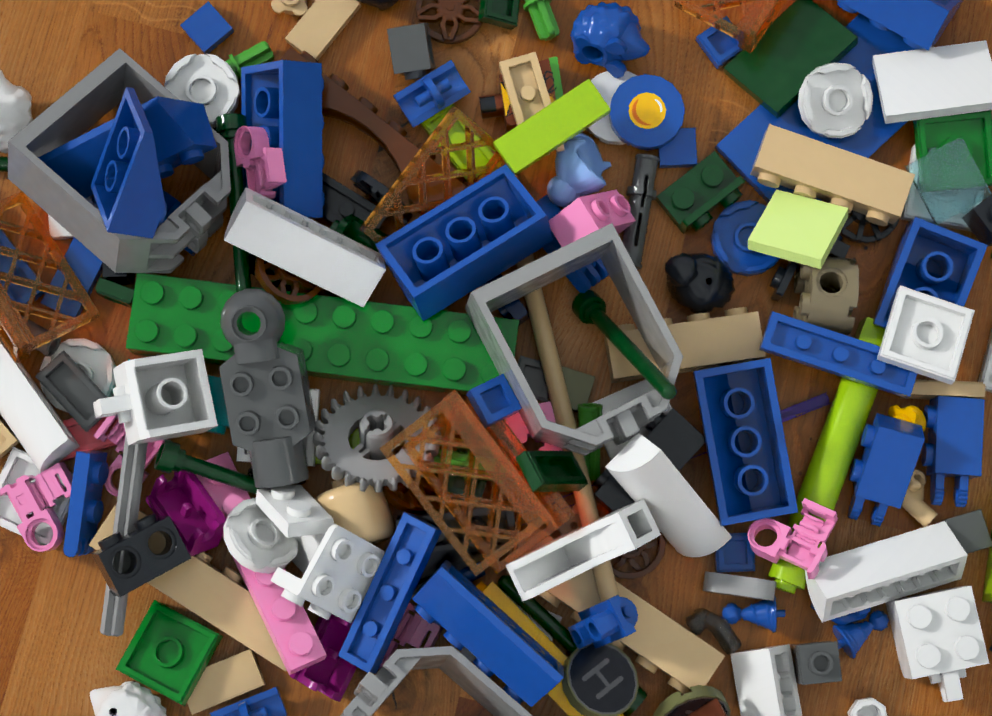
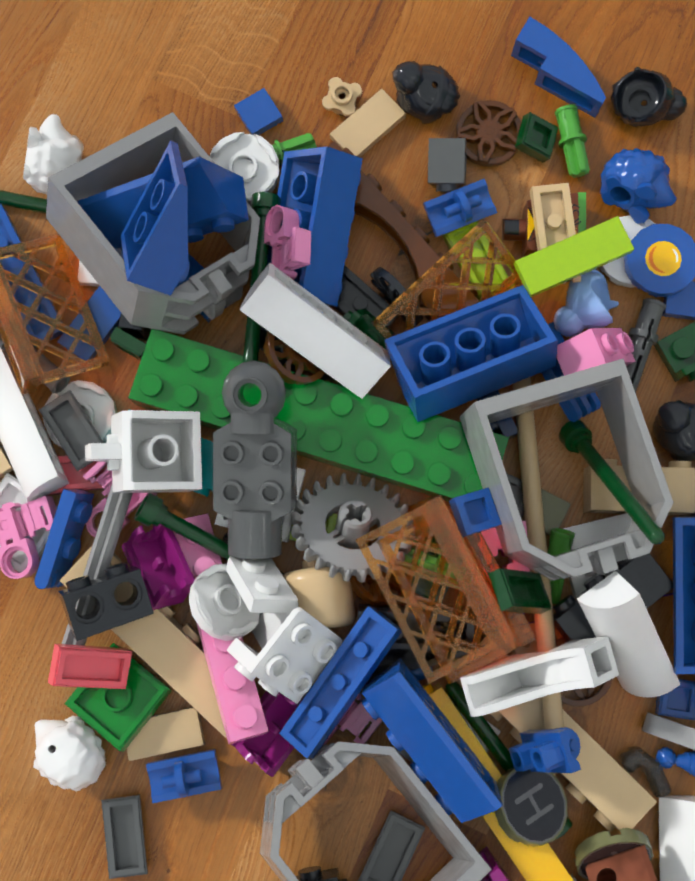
camera: 15 degrees right, 0 degrees up
(136, 624) = (89, 666): none -> coral tile

